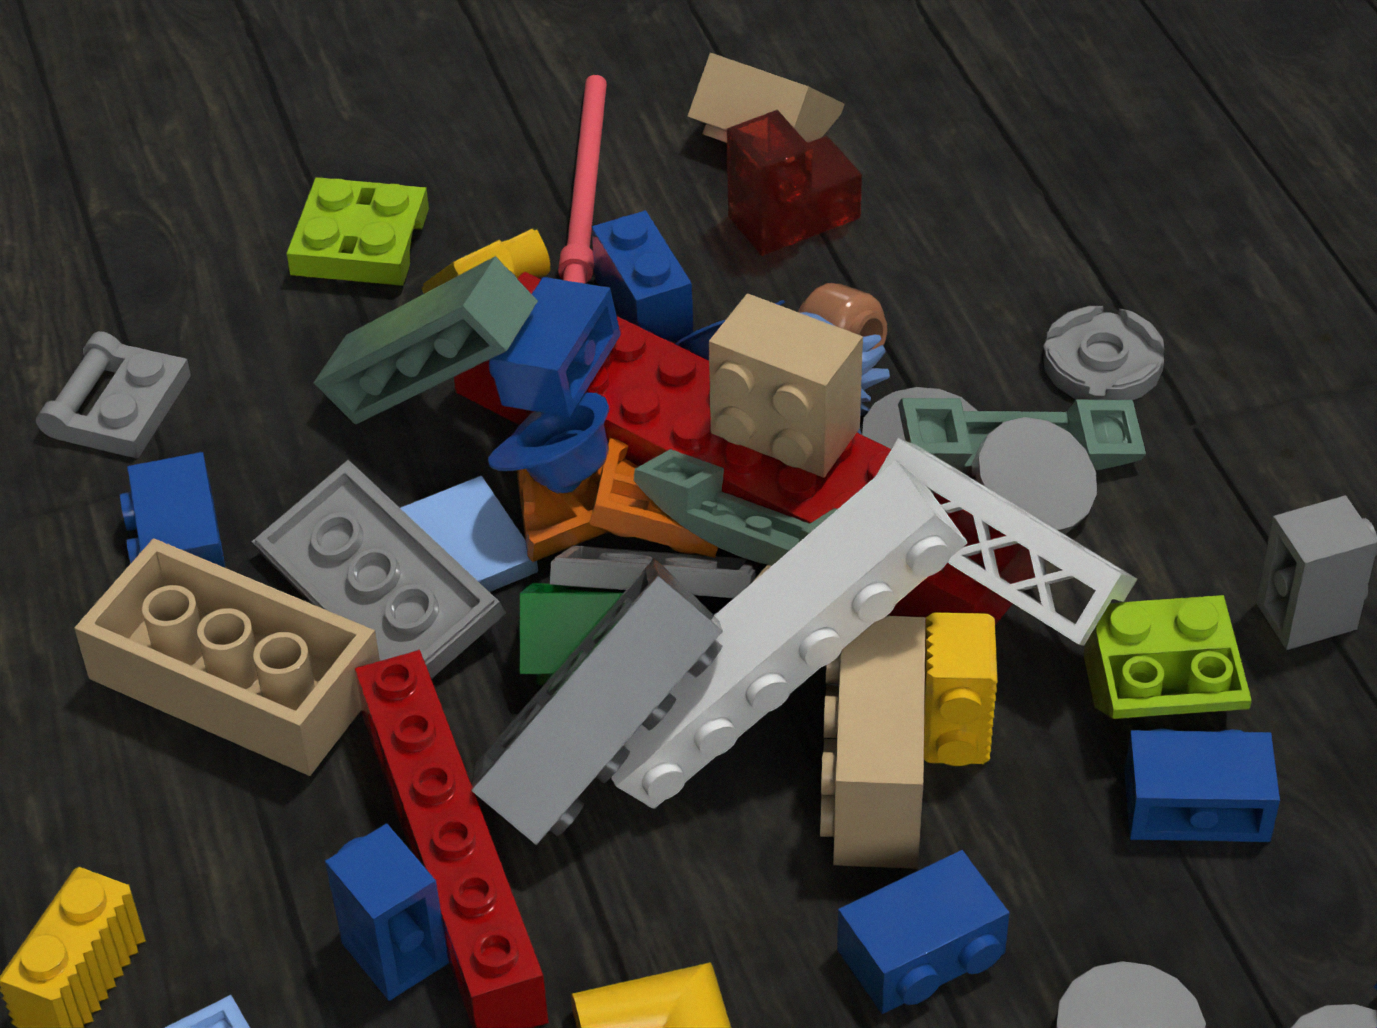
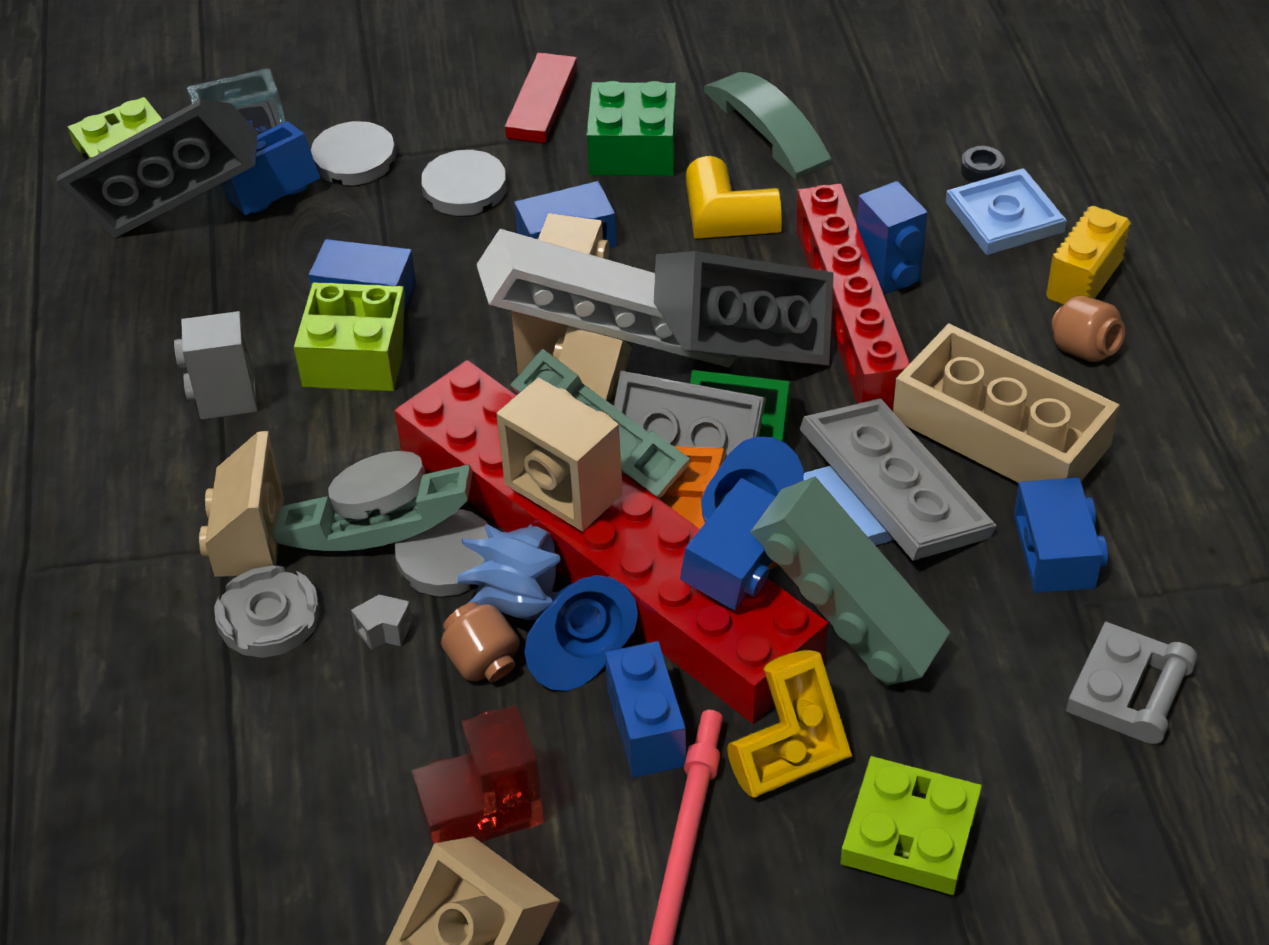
camera: 170 degrees left, 0 degrees up
(93, 827) = (1088, 328): none -> nougat head
(959, 688) = (490, 333): yellow brick -> none
(965, 349) = (382, 621): none -> light grey piece
(1020, 528) = (432, 367): white fence -> none
(1177, 411) = (243, 510): none -> tan slope

